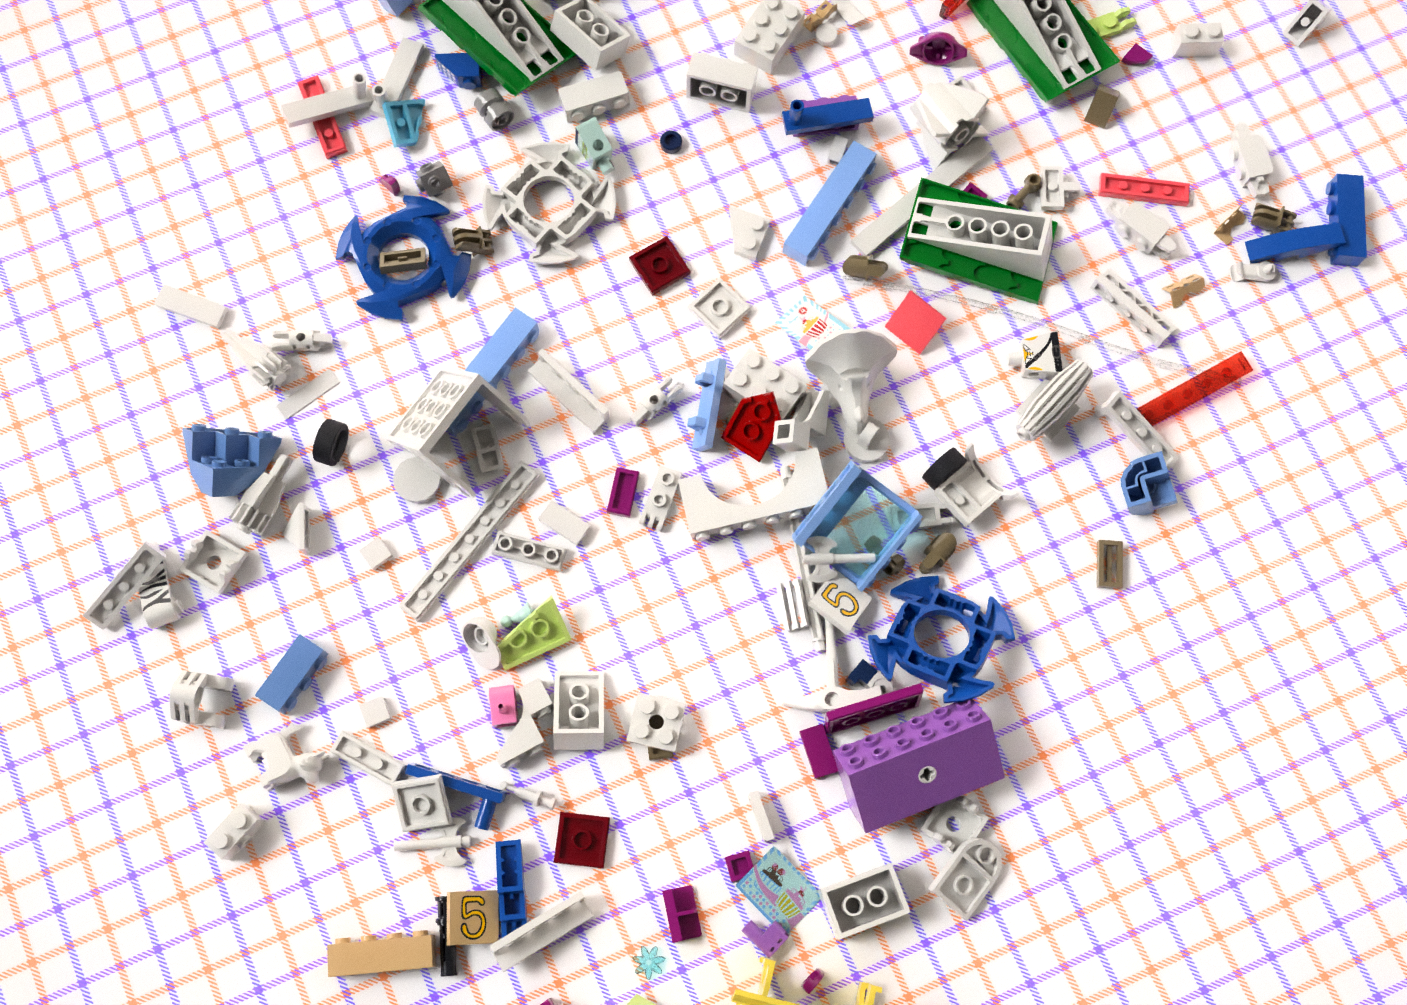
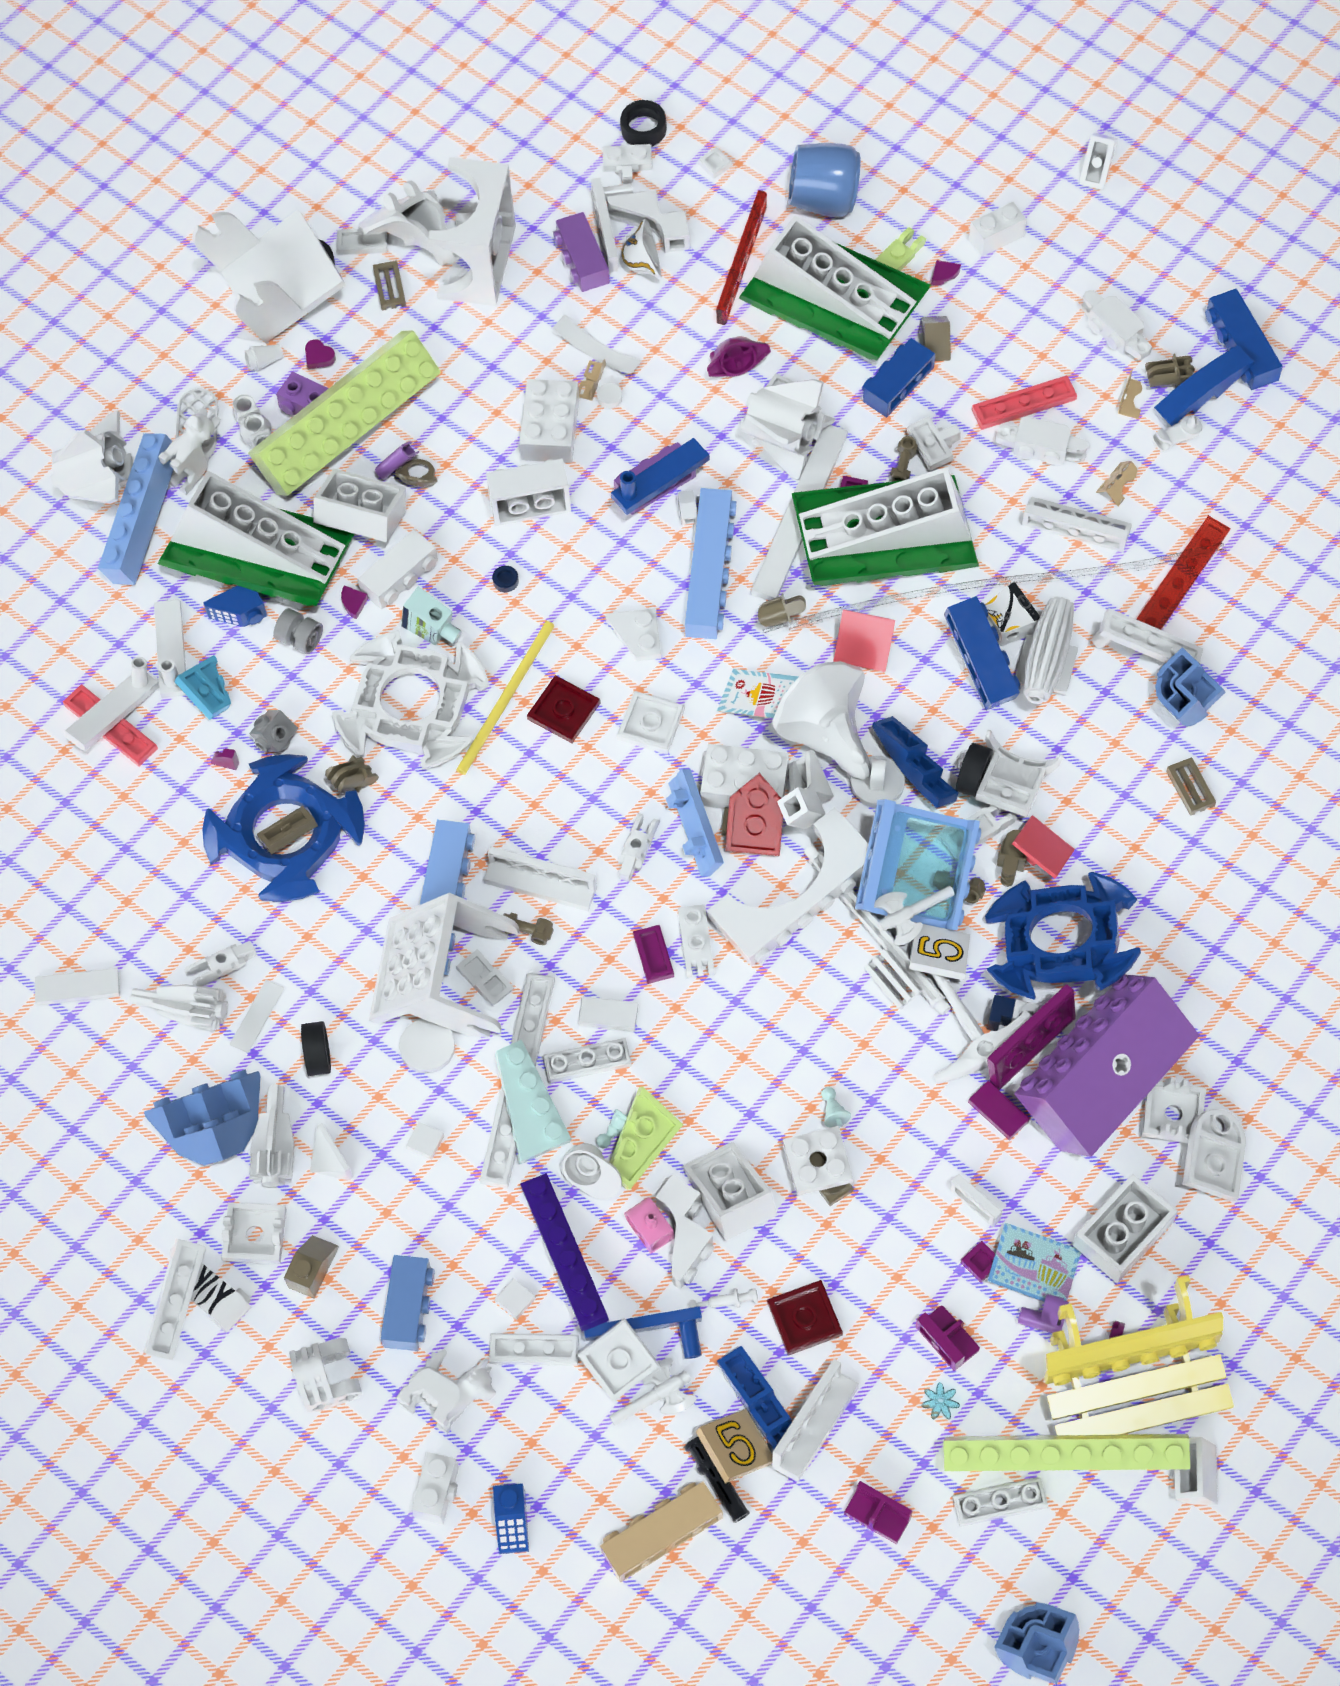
camera: 20 degrees left, 10 degrees down
(239, 608) = (310, 1266): none -> dark tan slope
(277, 884) = (511, 1518): none -> blue slope
(427, 697) = (564, 1252): none -> dark purple plate
(464, 572) = (531, 1110): none -> light aqua wing
(547, 433) = (540, 932): none -> dark tan bar
(549, 105) = (353, 601): none -> magenta tile
(619, 236) = (505, 698): none -> light yellow piece
(638, 10) = (395, 460): none -> medium lavender piece
(655, 37) = (426, 480): none -> dark tan piece
(691, 690) = (835, 1113): none -> light aqua piece
(901, 437) = (910, 756): none -> blue slope
(965, 557) = (1043, 847): none -> coral piece
(1001, 376) = (982, 652): none -> blue brick
(1055, 123) = (898, 377): none -> blue brick

